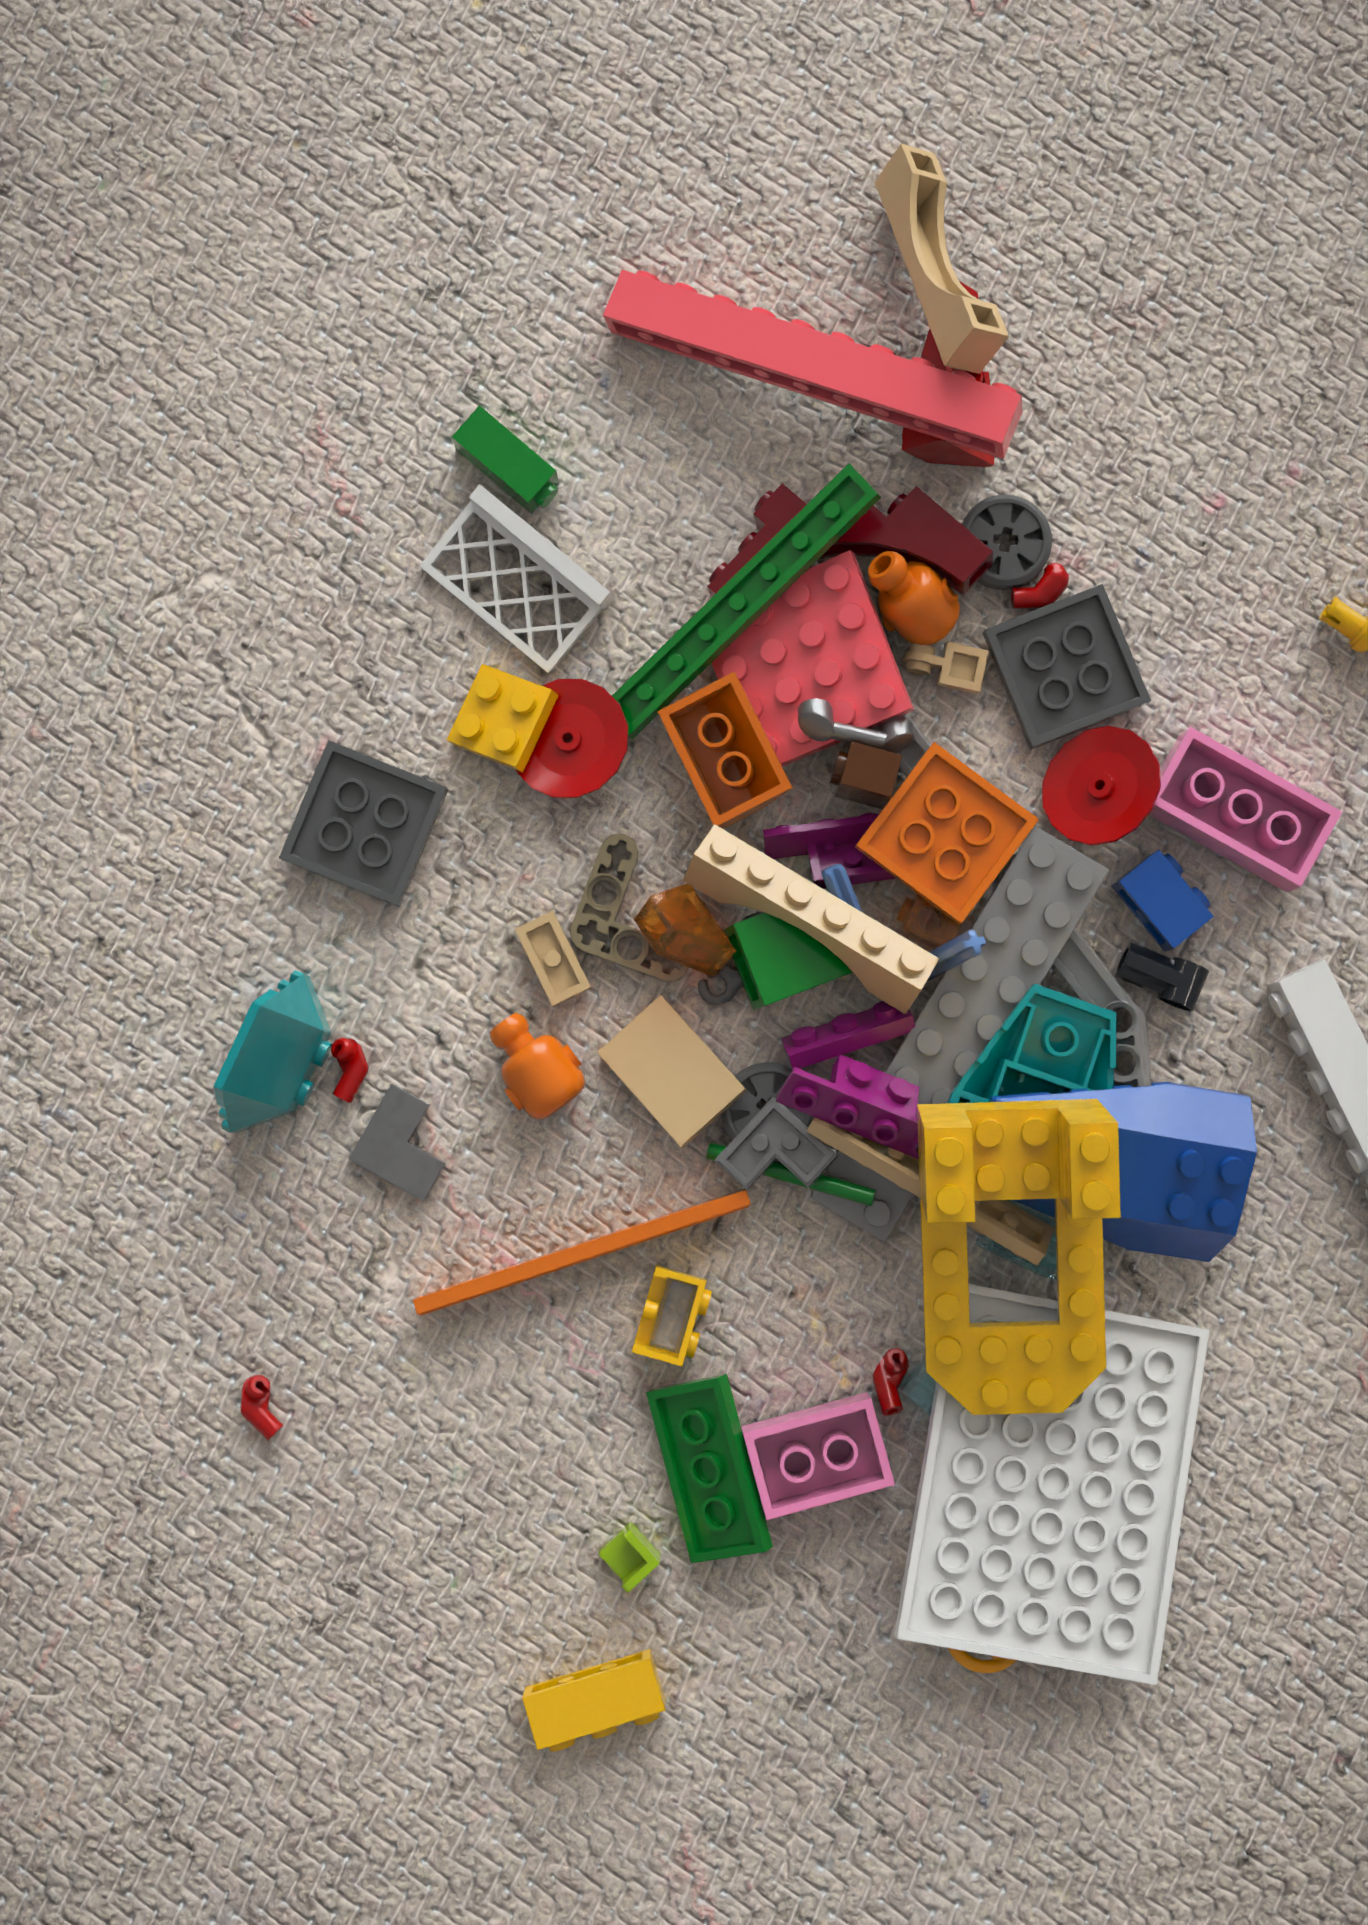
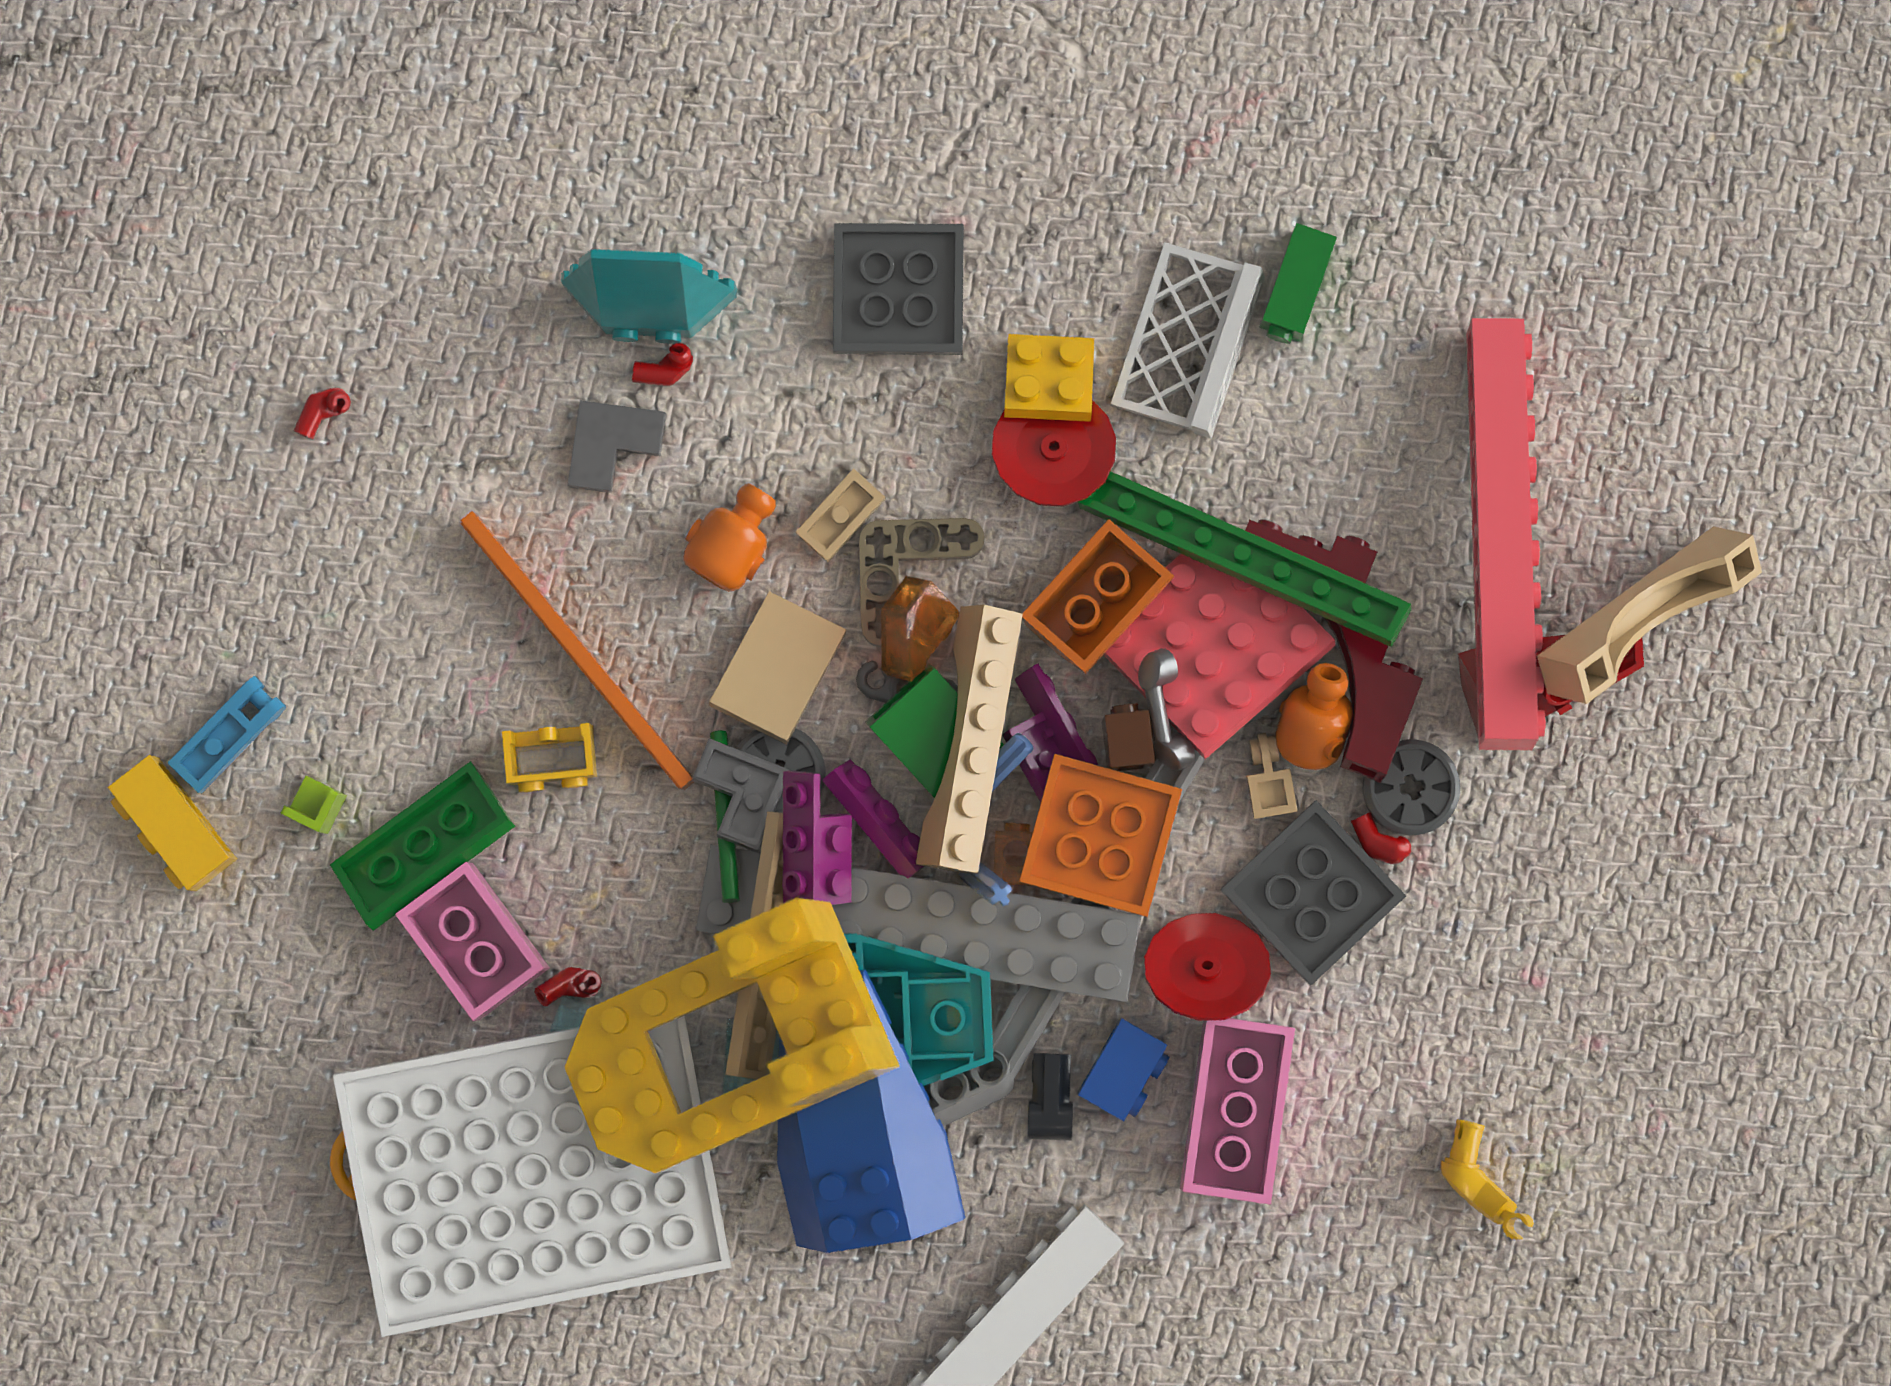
camera: 75 degrees right, 0 degrees up
(531, 1616) = (225, 736): none -> dark azure plate

